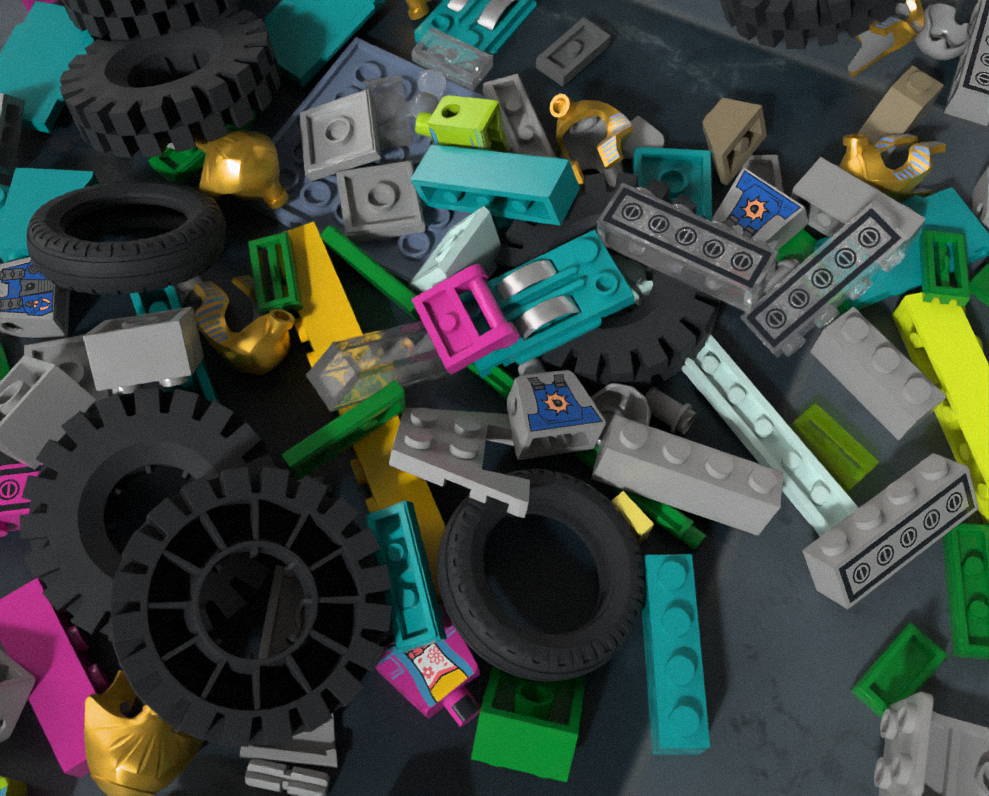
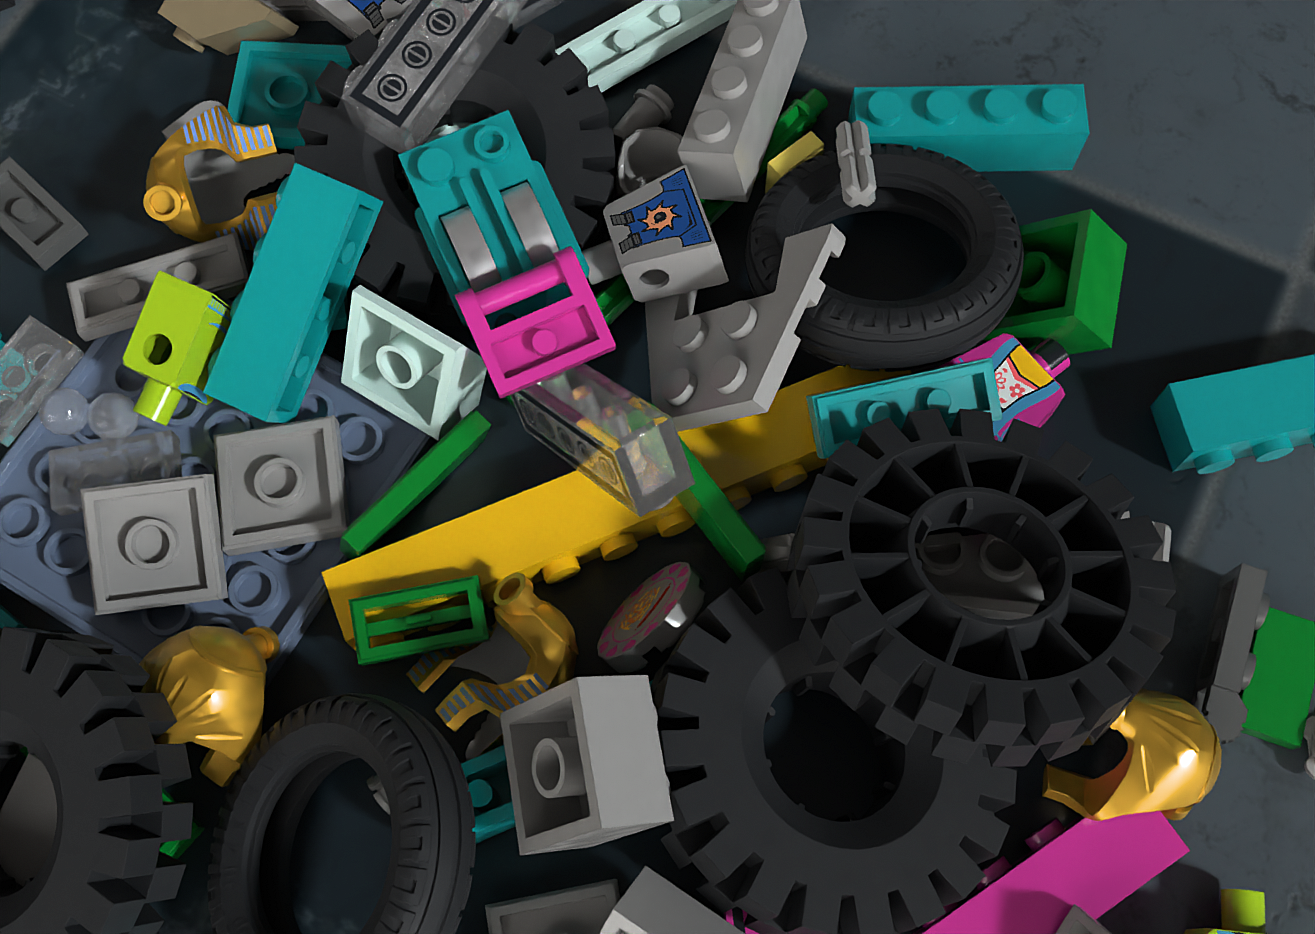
camera: 85 degrees left, 5 degrees up
(268, 412) = (652, 617): none -> light grey tile
(621, 547) = (856, 165): none -> light grey piece

